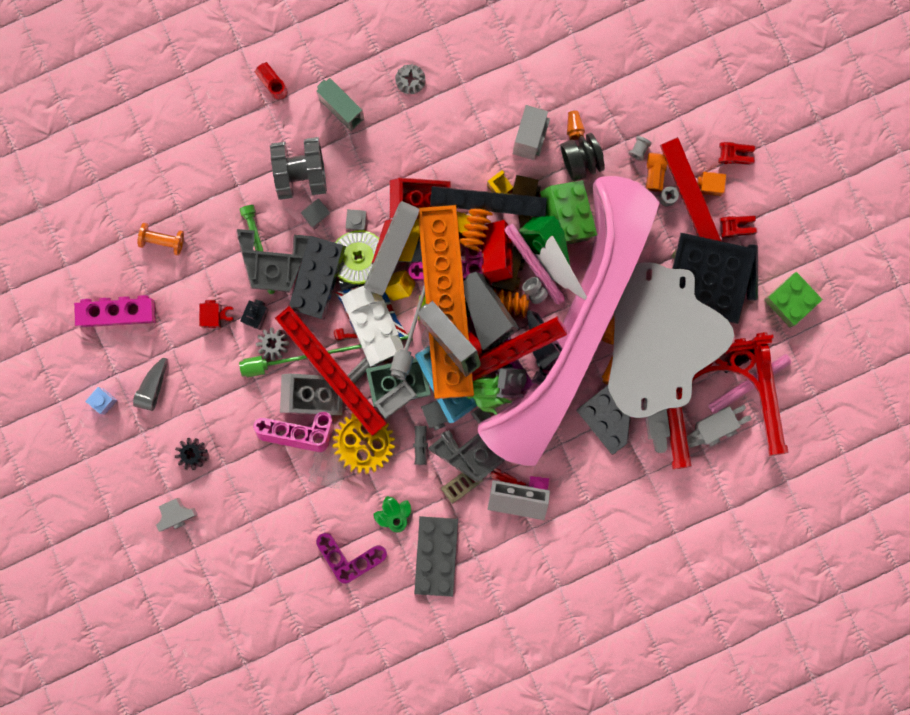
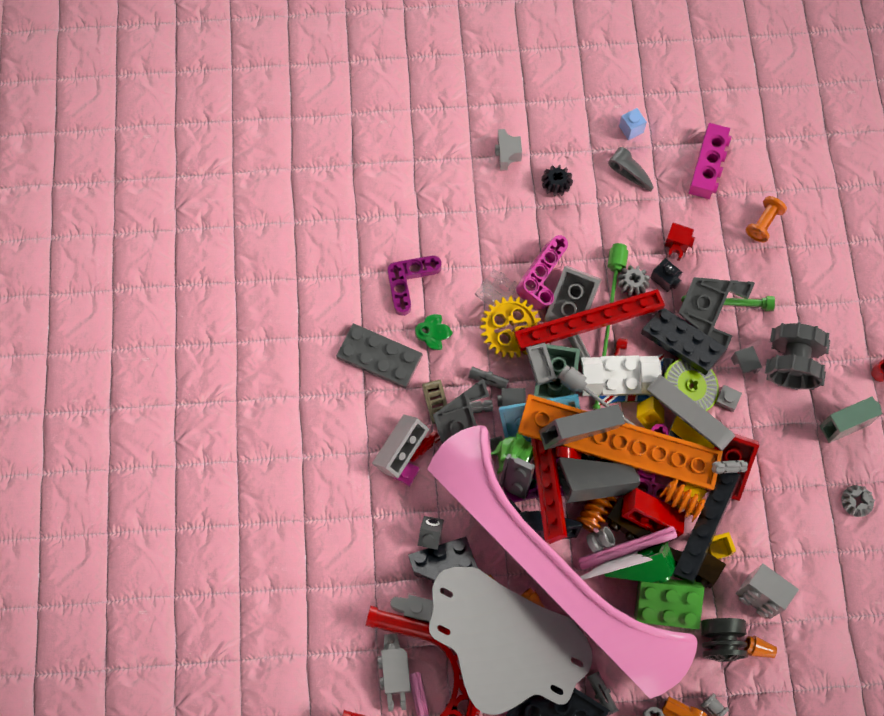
camera: 115 degrees right, 15 degrees down
(429, 197) = (729, 466): none -> light grey axle
(587, 441) = (430, 532): none -> dark grey brick
(656, 254) = (595, 680): none -> dark grey pin

